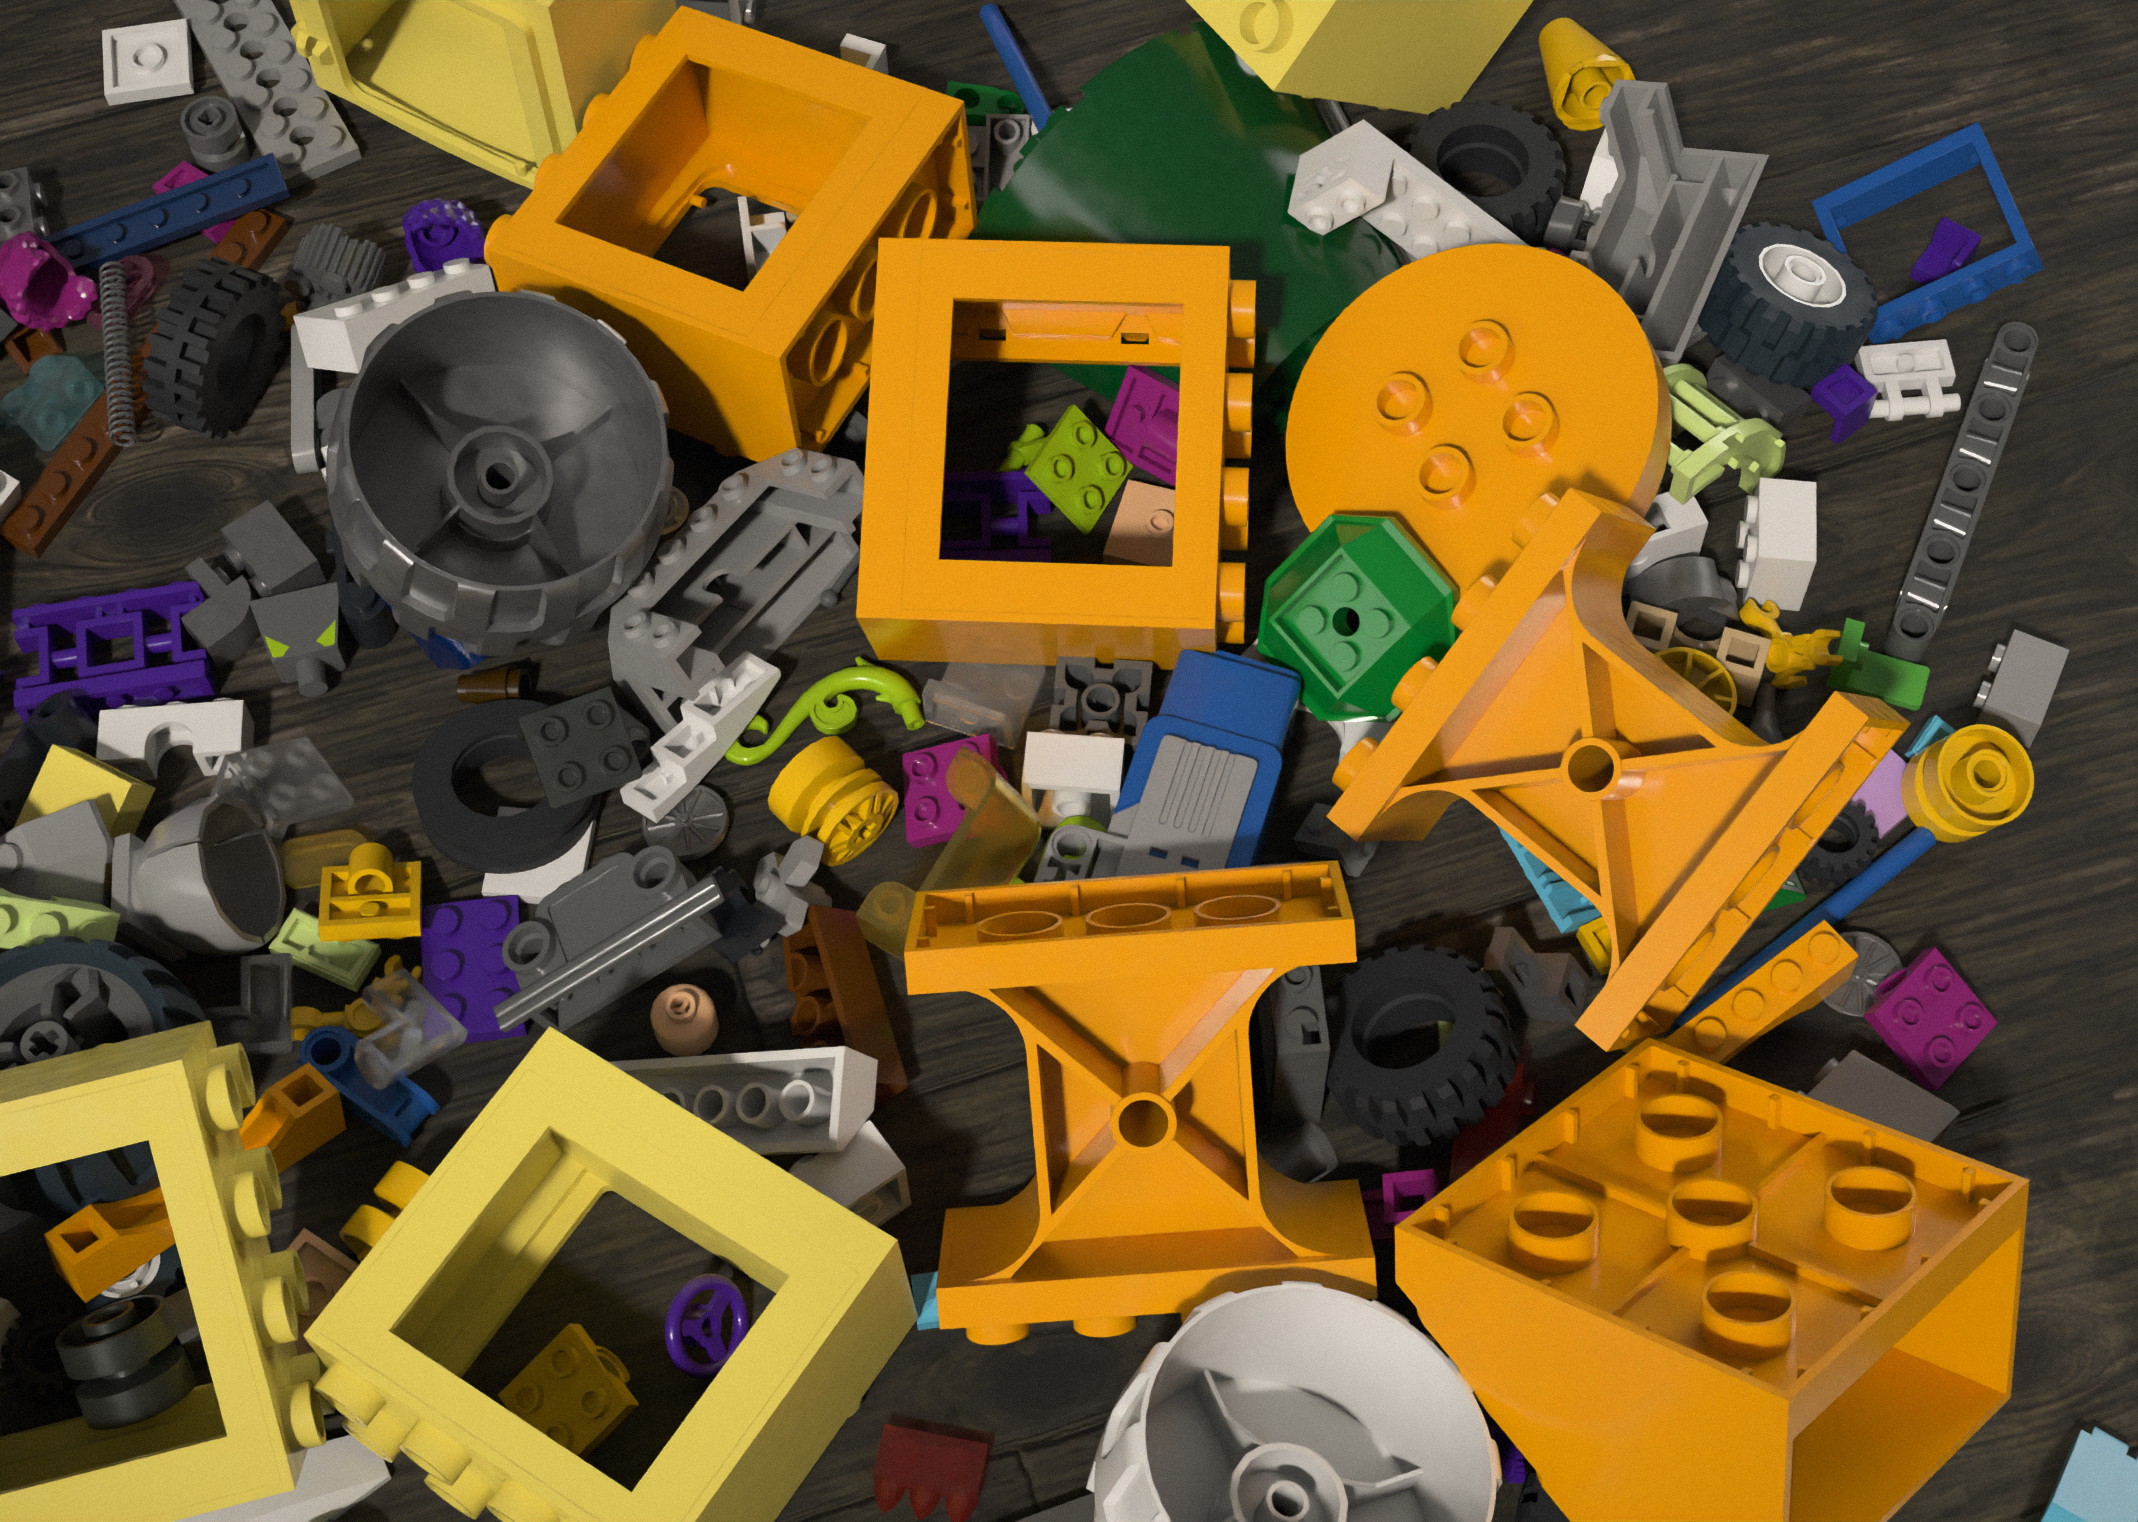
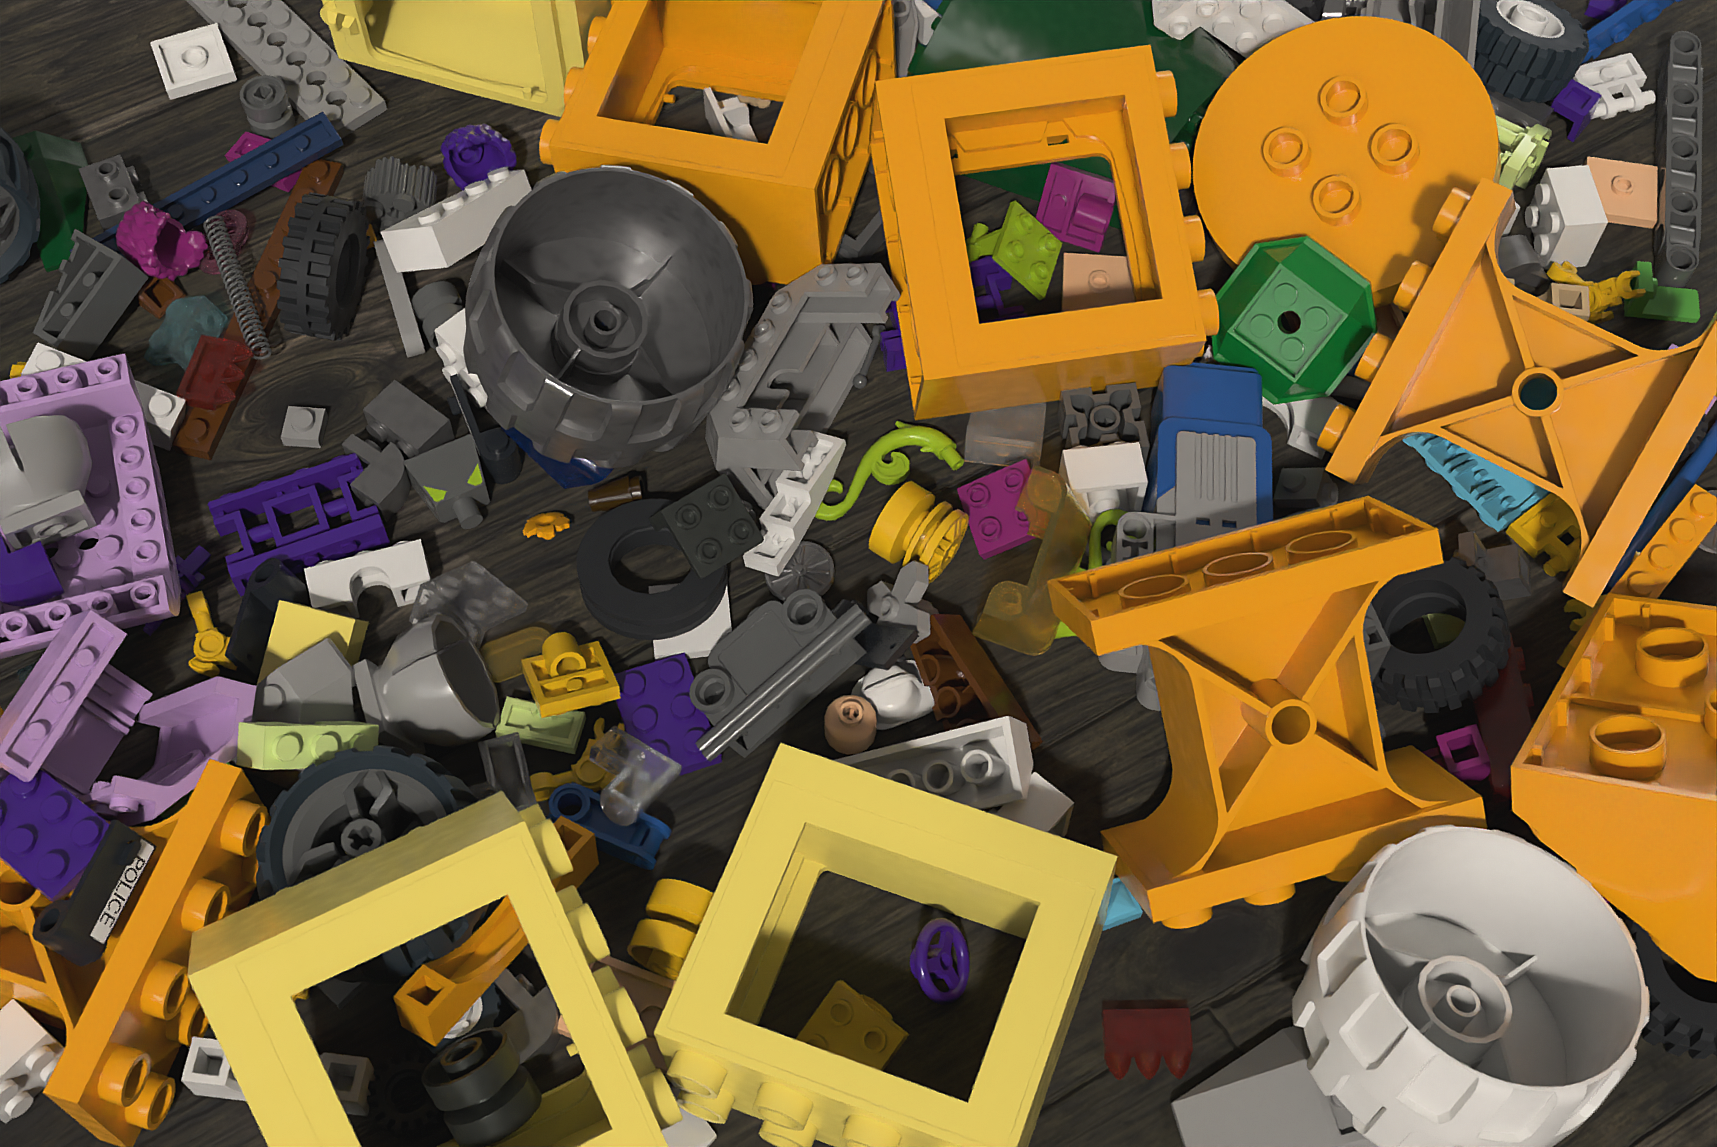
camera: 15 degrees left, 0 degrees up
(59, 451) = (210, 371): none -> clear red plate
(155, 537) = (304, 427): none -> light grey plate
(397, 707) = (546, 525): none -> light orange plant
(751, 994) = (896, 694): none -> white piece
(1874, 522) = (1626, 191): none -> light nougat plate

